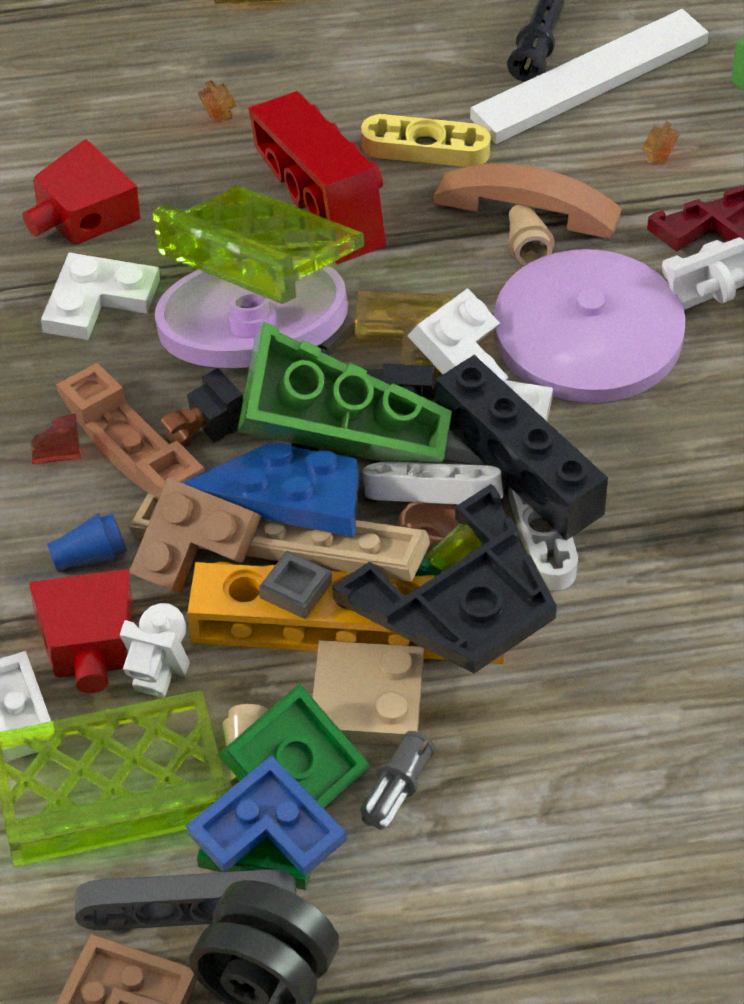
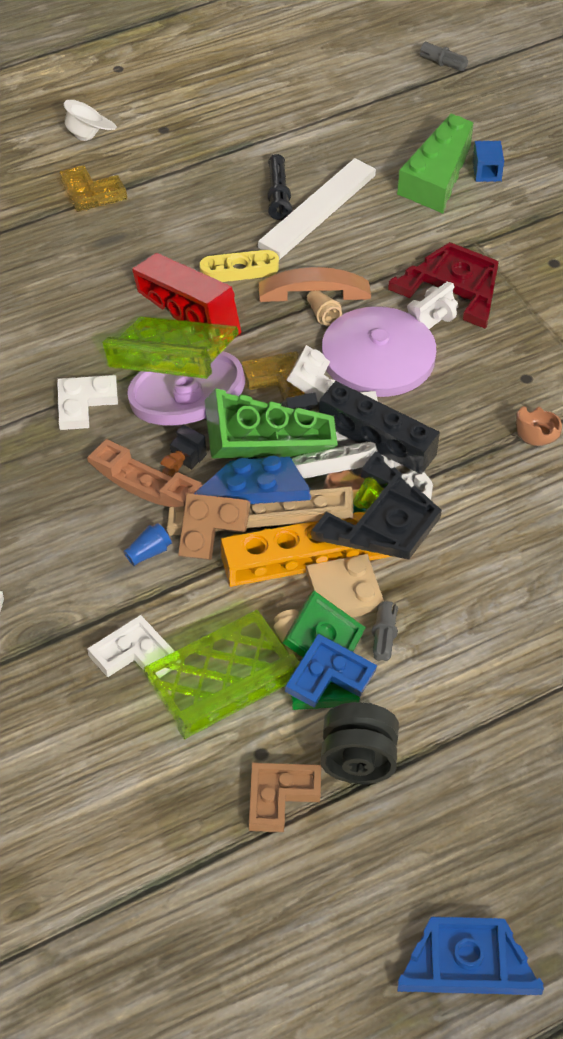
camera: 20 degrees left, 0 degrees up
(57, 442) = (103, 491): clear red tile -> none
(82, 196) = (51, 343): red torso -> none
(83, 624) = (167, 591): red torso -> none
(155, 649) = (219, 593): white hips -> none
(161, 899) = (283, 732): dark grey beam -> none
(217, 101) = (107, 269): clear orange plate -> none
(295, 584) = (286, 536): dark grey tile -> none
(660, 143) = (376, 238): clear orange plate -> none

